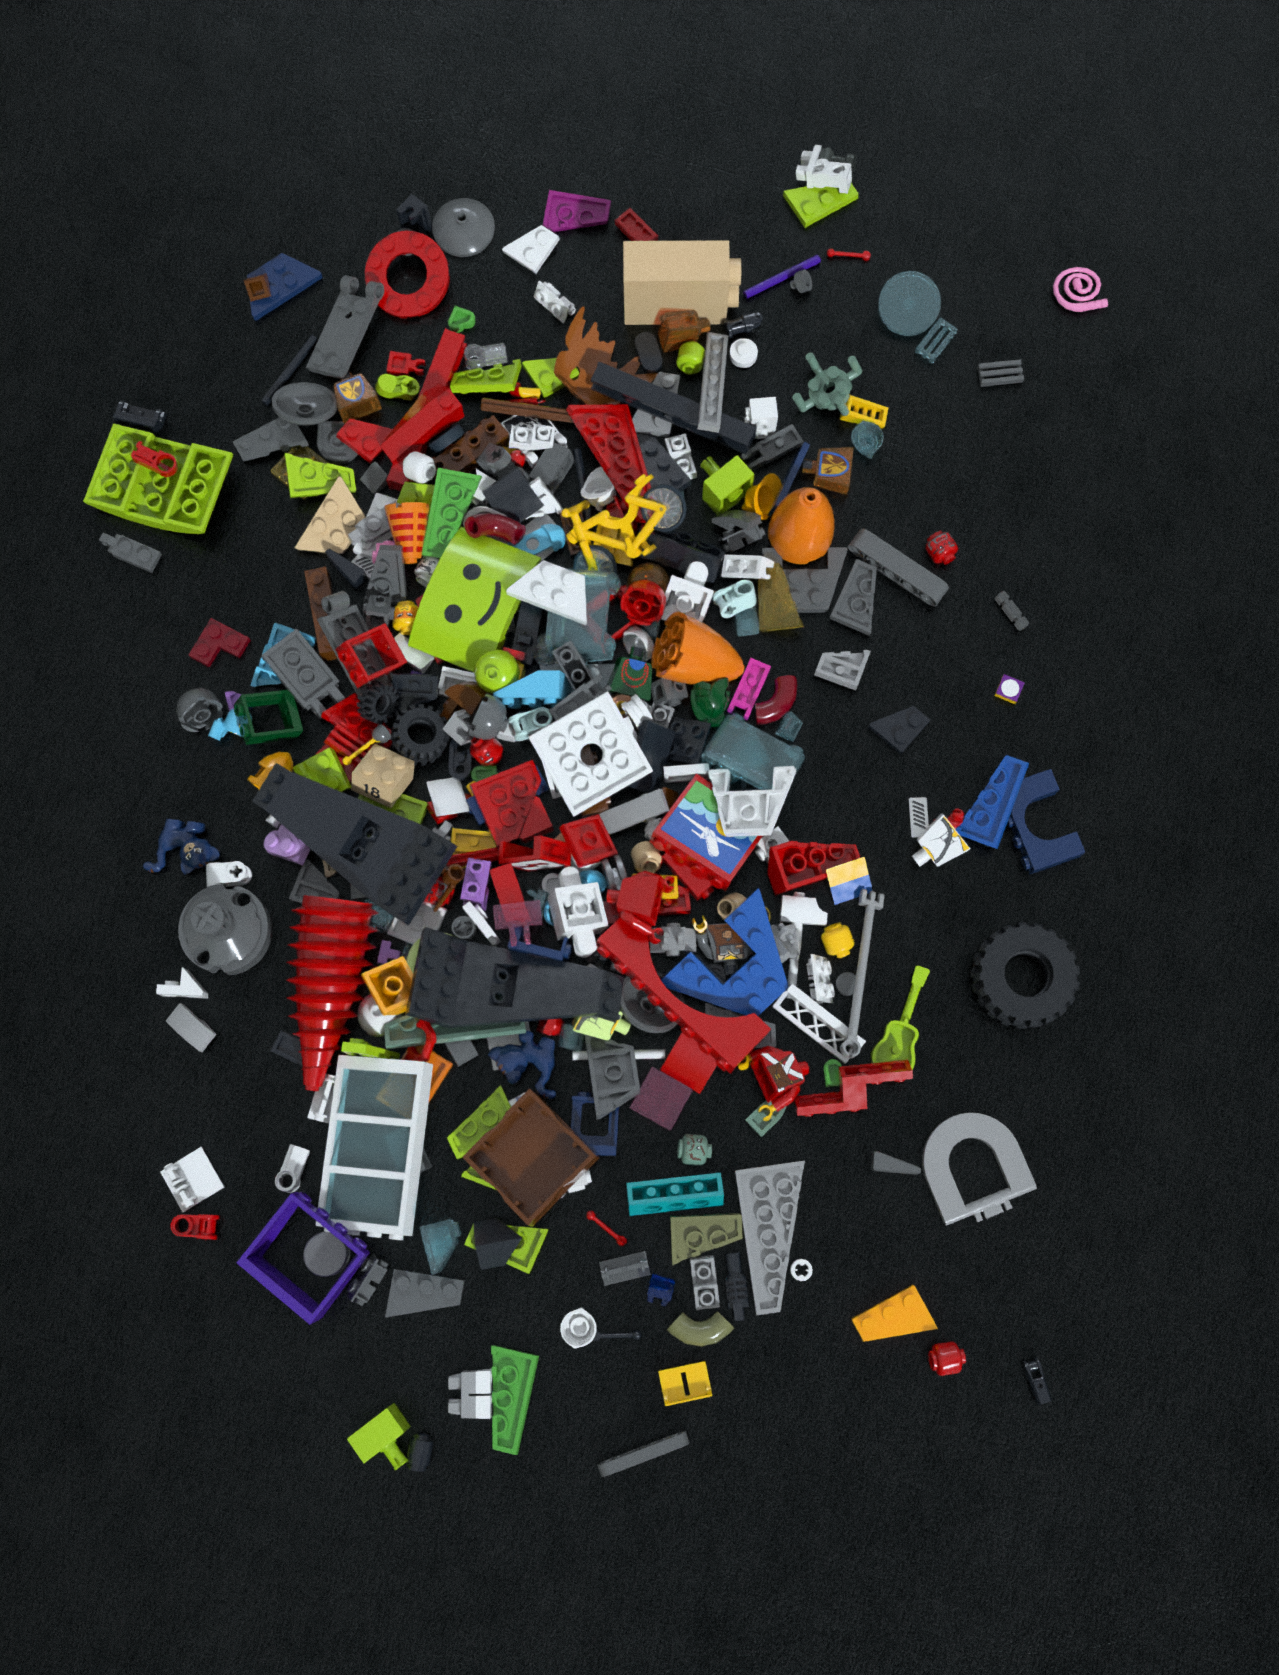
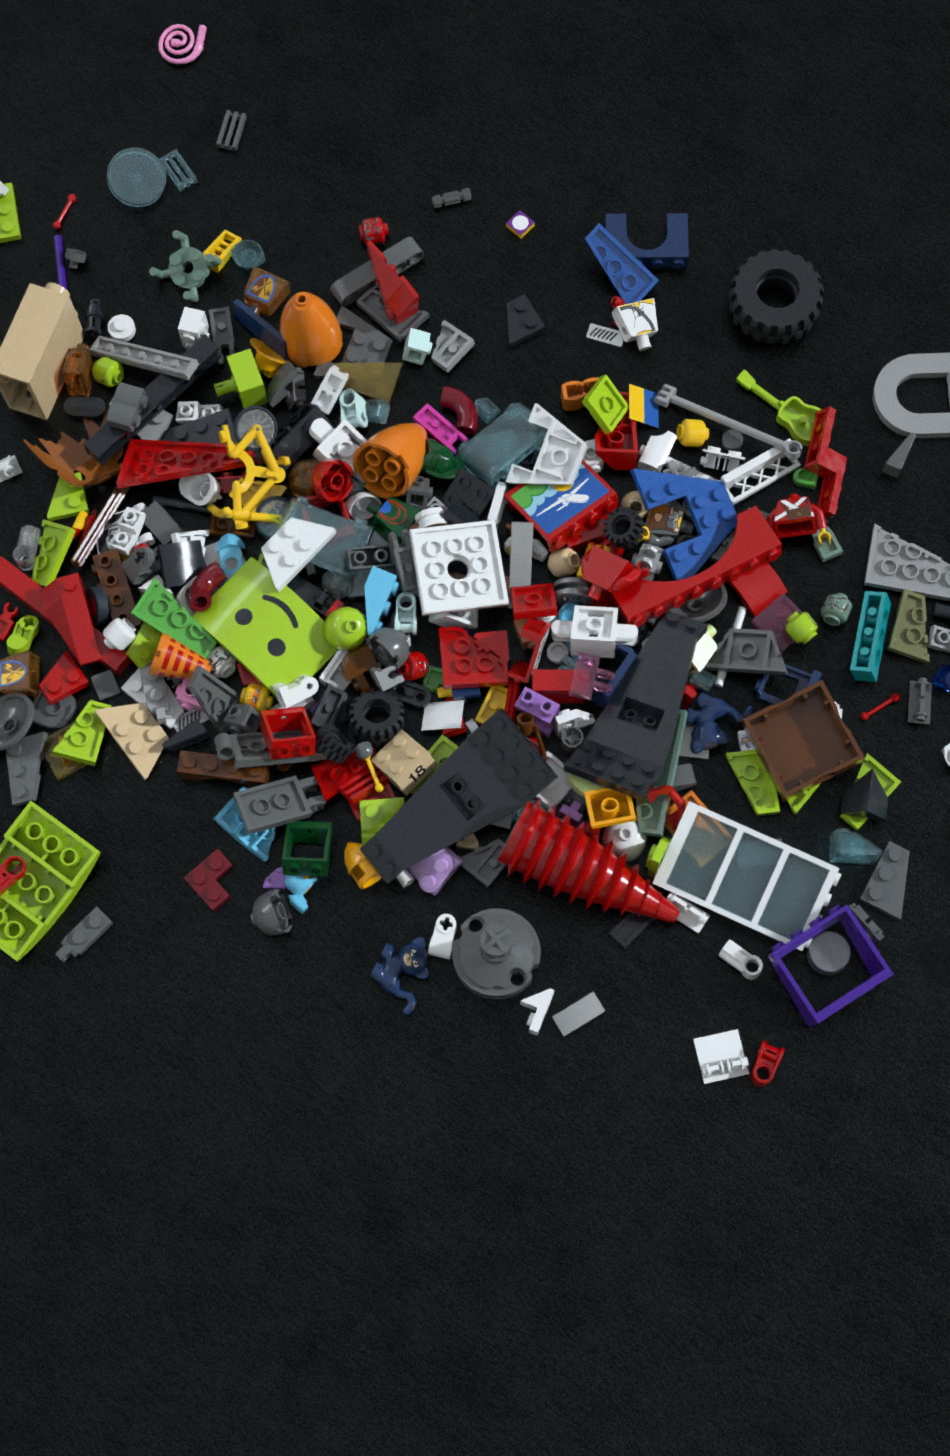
camera: 70 degrees left, 5 degrees down
(421, 650) = (296, 691): none -> white leg
(647, 384) = (126, 407): none -> dark grey brick
(656, 1118) = (801, 627): none -> lime head
(698, 913) = (617, 520): none -> black tyre
(827, 839) = (605, 404): none -> lime hinge
(828, 634) = (419, 343): none -> light aqua brick
(841, 820) = (574, 392): none -> orange brick
(872, 590) = (396, 292): none -> red wedge

